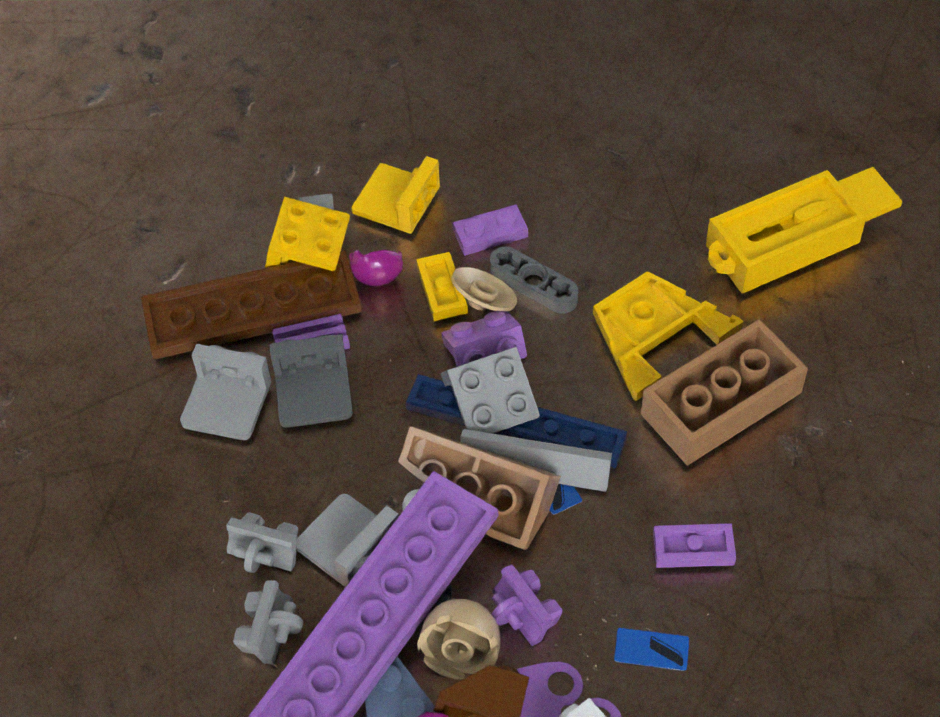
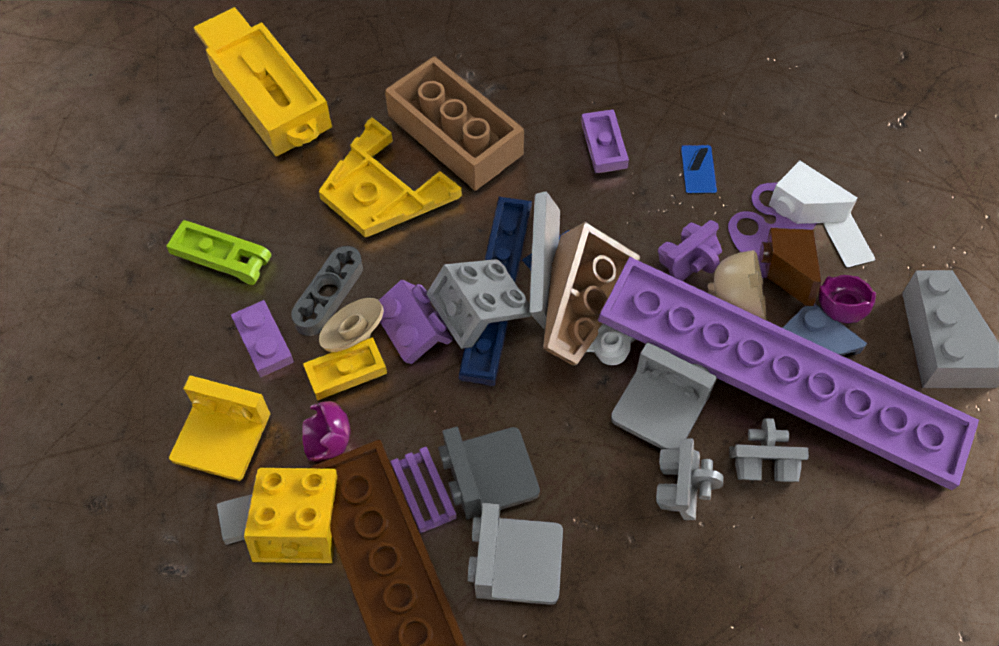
camera: 100 degrees left, 5 degrees up
(589, 196) = (218, 251): none -> lime plate

